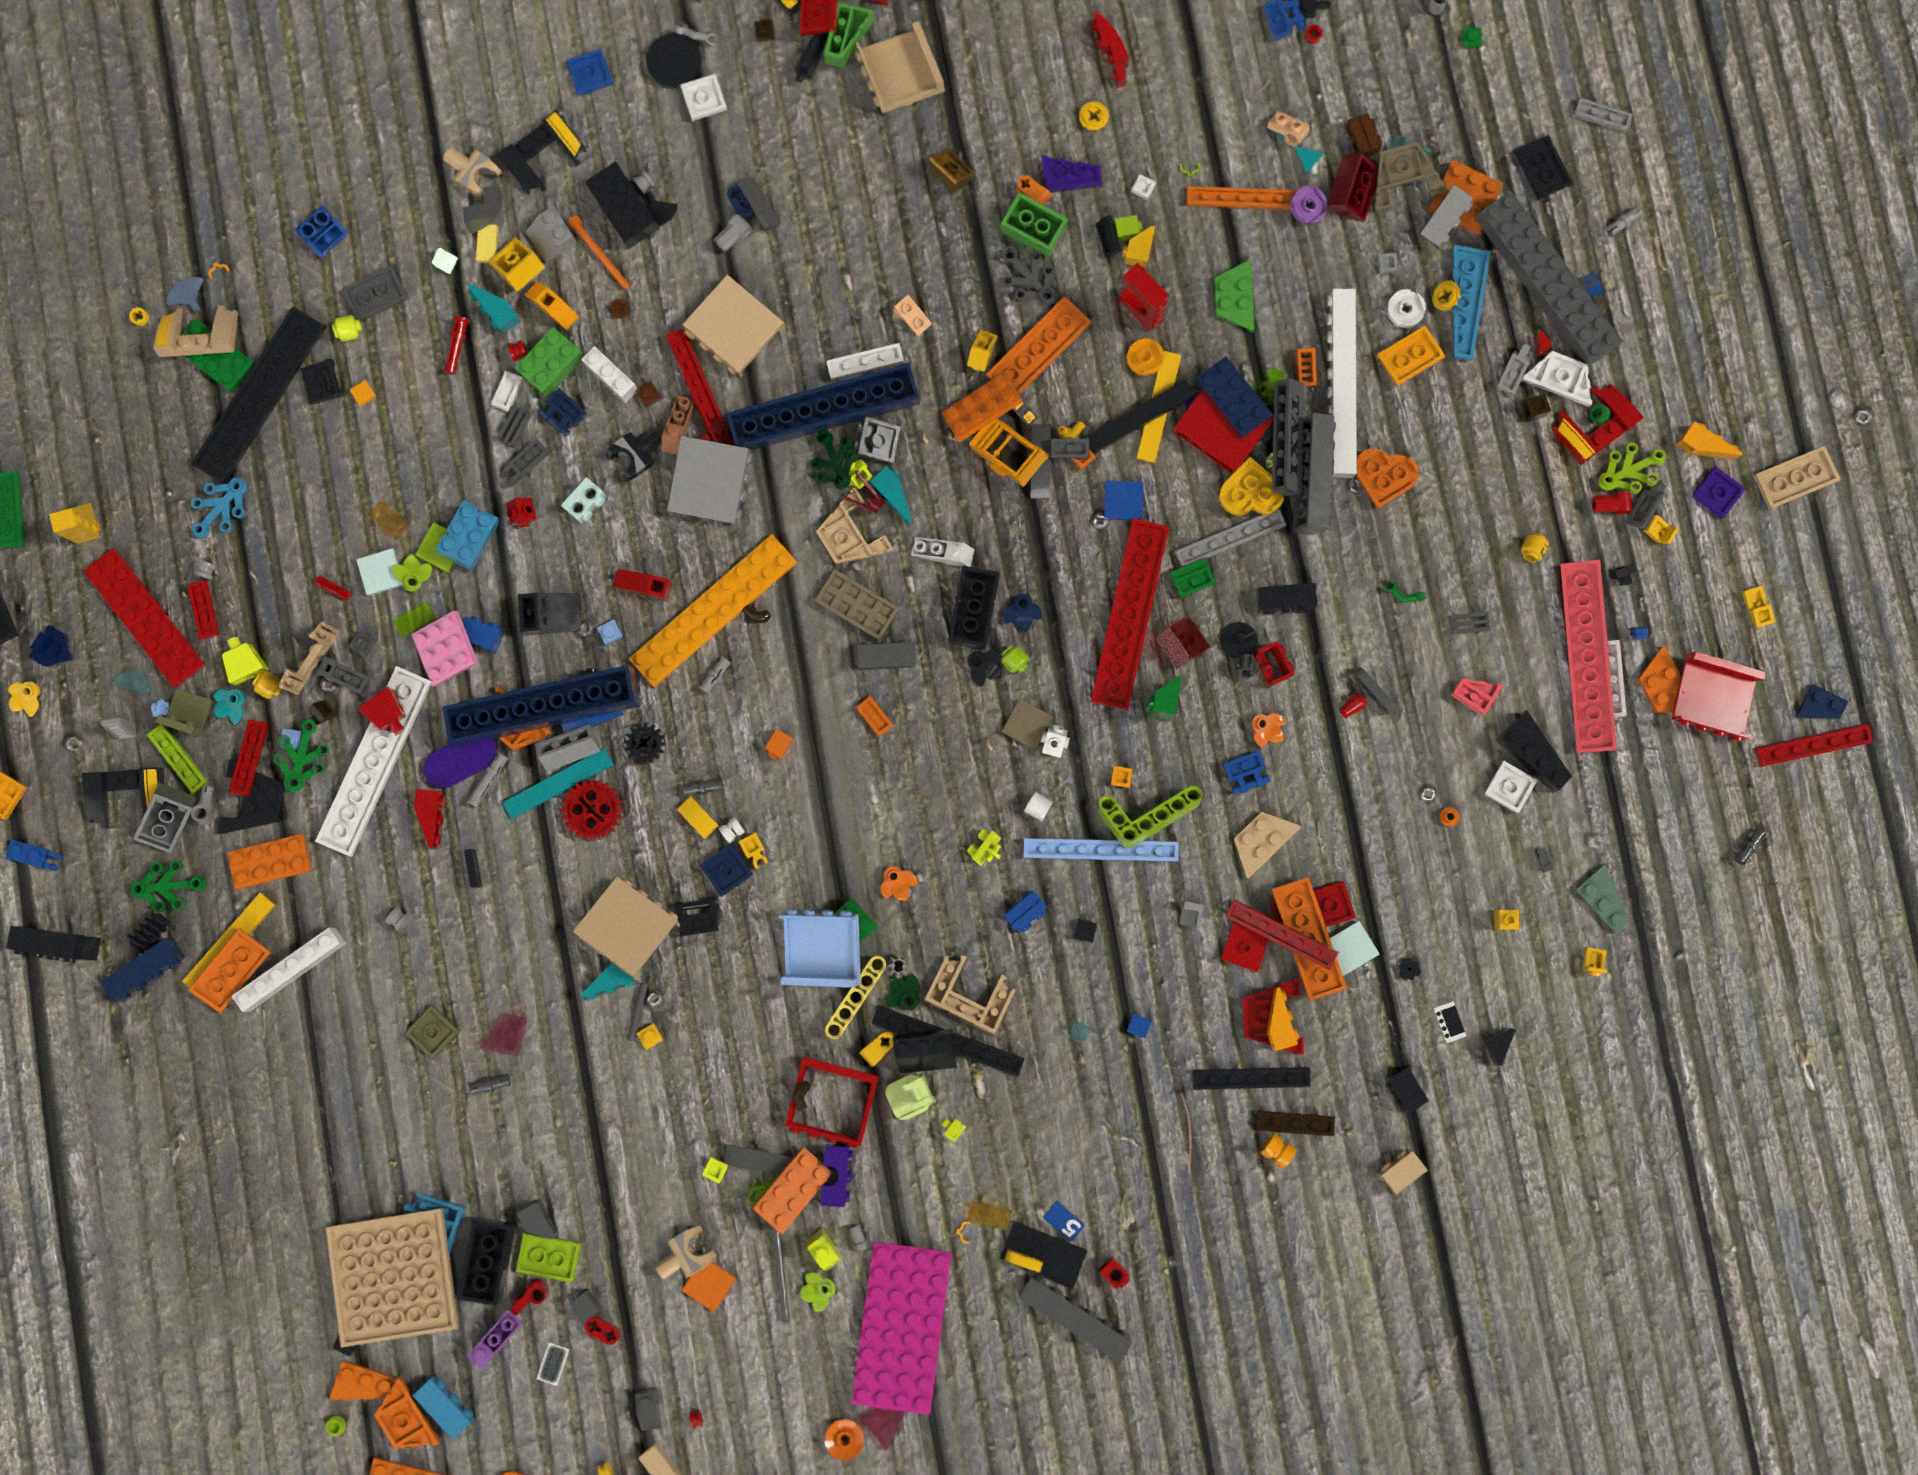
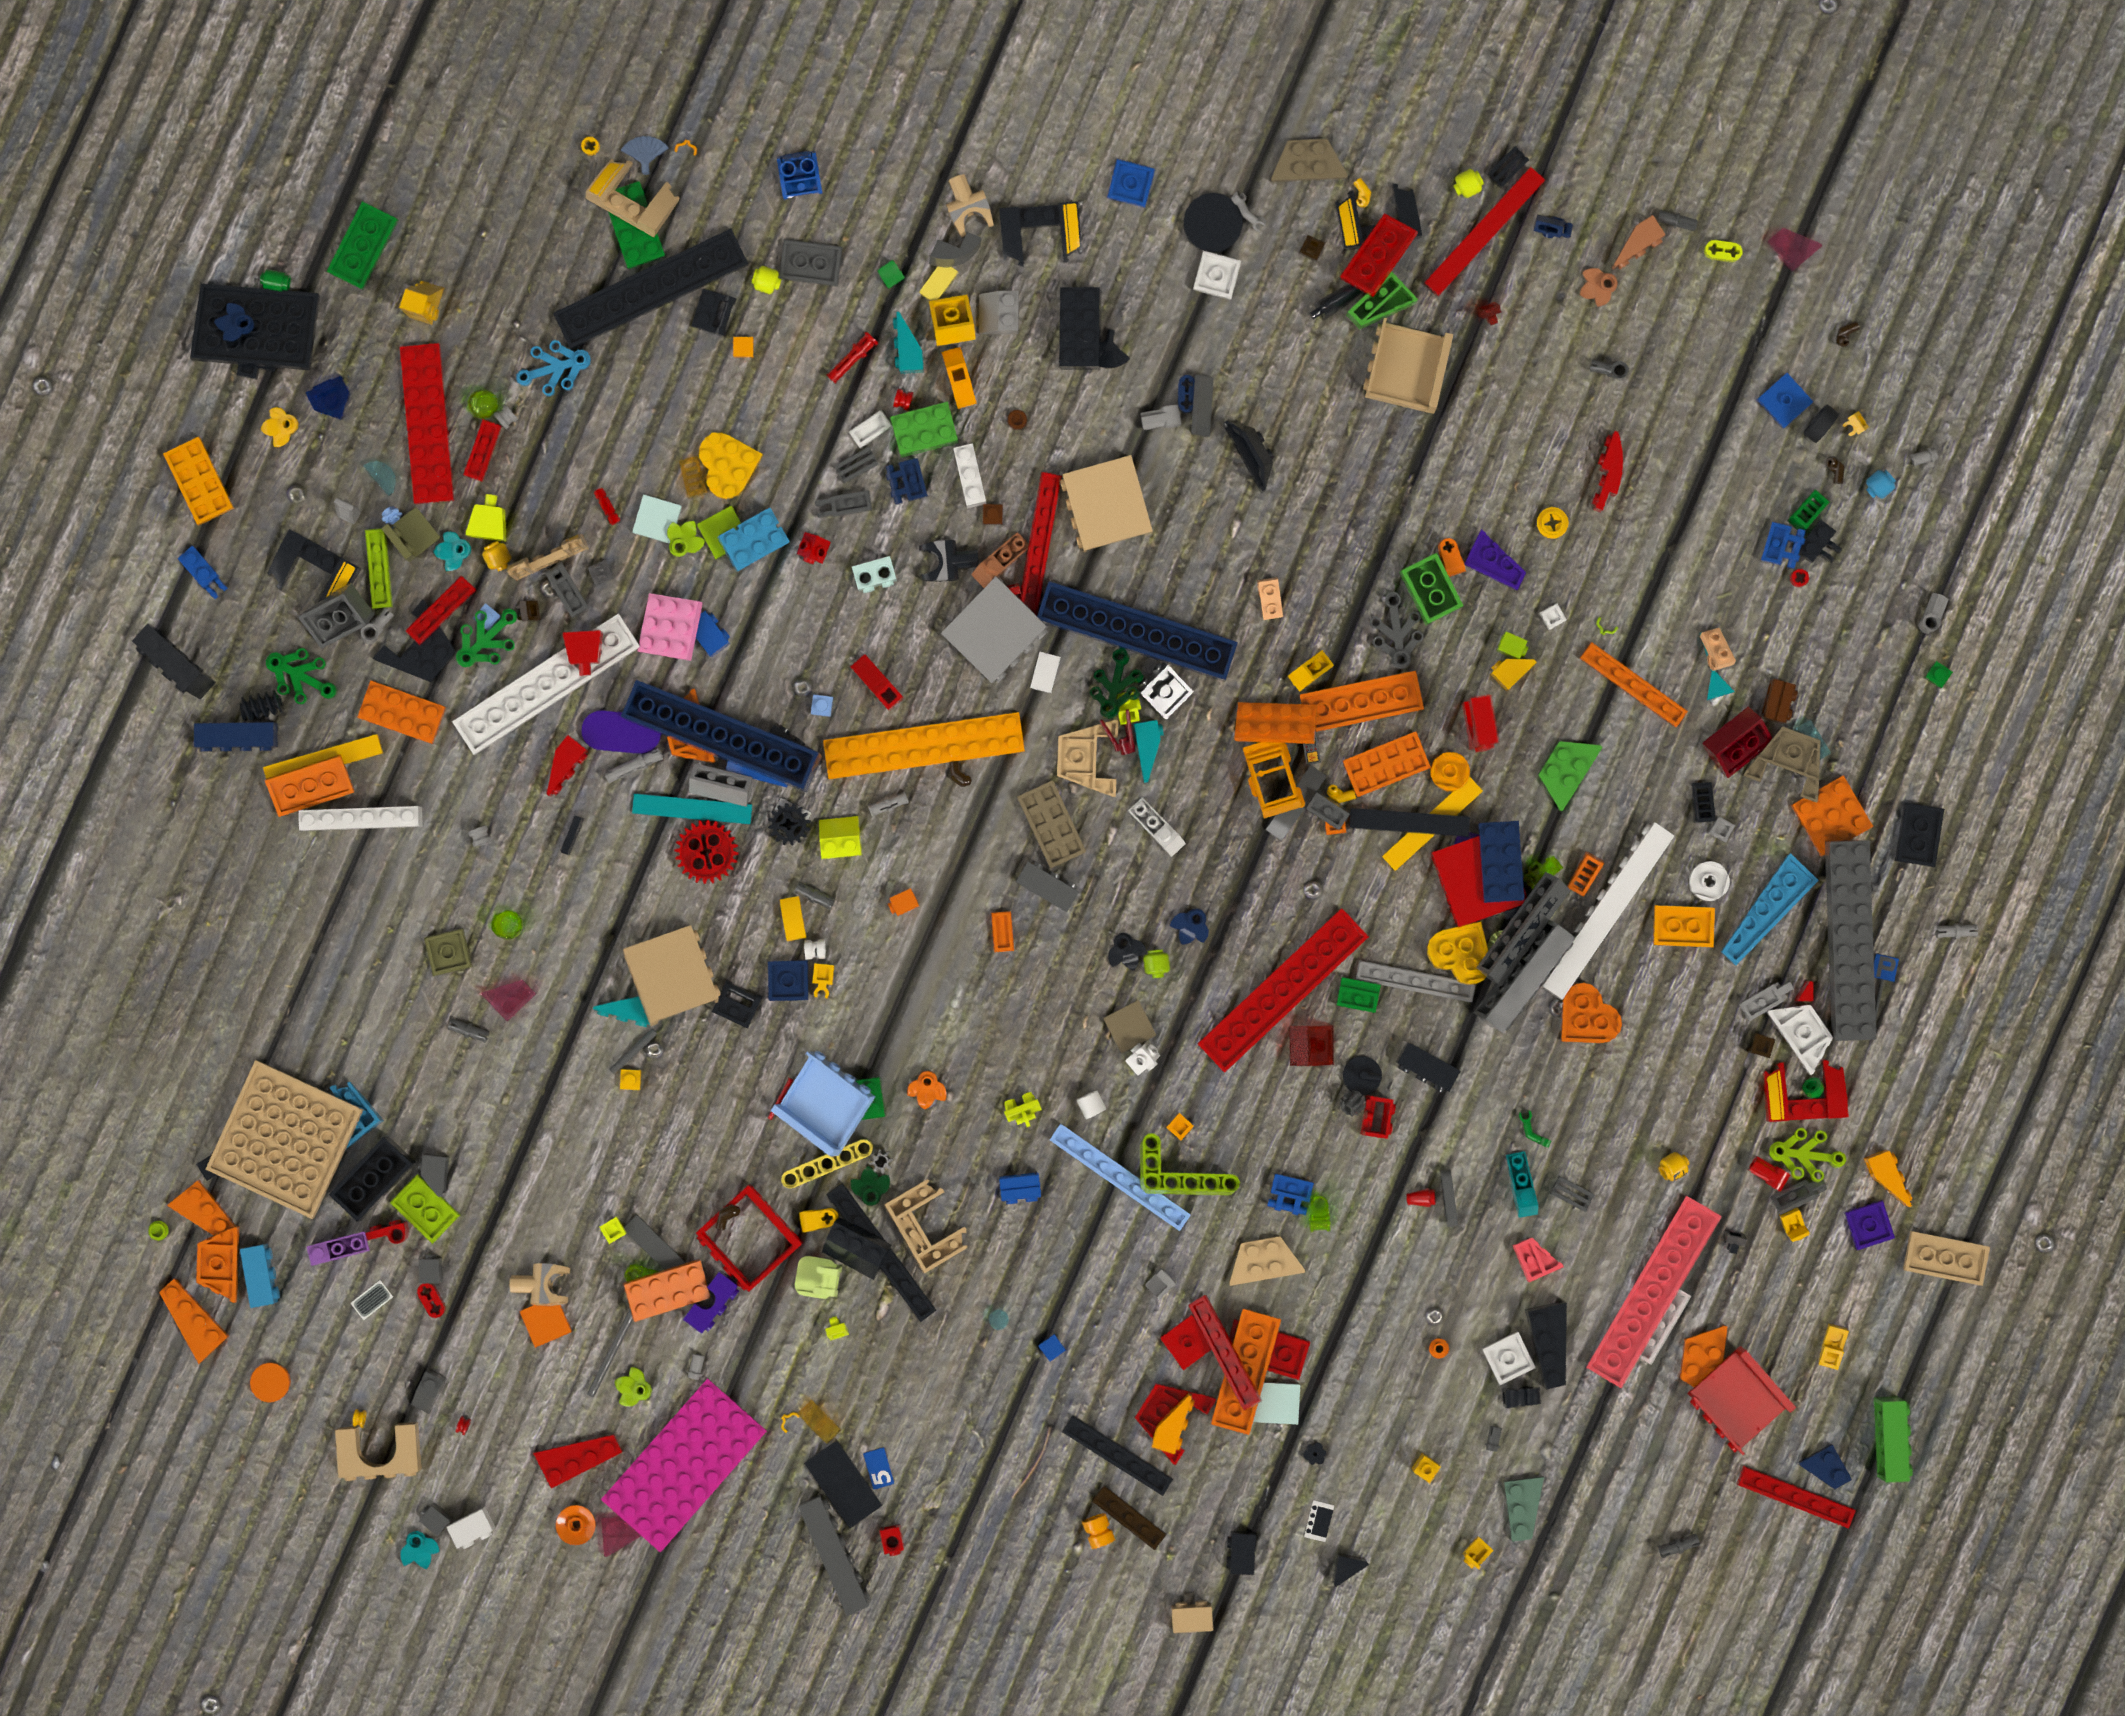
camera: 30 degrees right, 5 degrees up
(179, 572) = (482, 404): none -> clear neon green hair
(410, 491) = (728, 463): none -> yellow plate
(415, 619) = (660, 581): clear neon green tile -> none
(466, 976) = (507, 925): none -> clear neon green hair
(549, 613) = (780, 655): black slope -> none
(575, 225) = (1027, 318): orange piece -> none
(643, 182) = (1112, 318): light grey wheel -> none
(694, 728) = (840, 837): none -> neon yellow slope
(772, 490) = (1045, 672): none -> white sticker
(782, 962) = (782, 1095): none -> red piece
(805, 1387) = (568, 1461): none -> red wing
(820, 212) = (1252, 452): none -> black wedge
(823, 1250) = (660, 1357): neon yellow torso -> none
(865, 361) = (1201, 612): white plate -> none
(951, 170) = (1393, 488): pearl gold slope -> none
(974, 607) = (1150, 896): black brick -> none
(1023, 1260) = (822, 1478): yellow beam -> none
(1085, 930) = (1060, 1237): black tile -> none
(1091, 384) = (1386, 764): none -> orange plate
(1108, 236) = (1490, 642): black tile -> none
(1123, 500) = (1345, 886): blue tile -> none
(1164, 701) = (1260, 1087): green slope -> none
(1270, 731) = (1336, 1171): orange plate -> none
(1281, 773) = (1319, 1215): none -> clear neon green piece
(1300, 210) = (1694, 739): medium lavender plate -> none
(1363, 266) = (1711, 809): none -> black slope
(1426, 642) = (1522, 1184): none -> teal slope
(1440, 292) = (1748, 887): yellow gear -> none
(1446, 216) = (1799, 824): light grey brick -> none
(1542, 811) = (1524, 1396): none -> black leg
(1602, 115) = (2005, 822): light grey tile -> none
(1639, 633) = (1713, 1300): blue plate -> none
(1858, 646) = (1892, 1439): none -> bright green brick

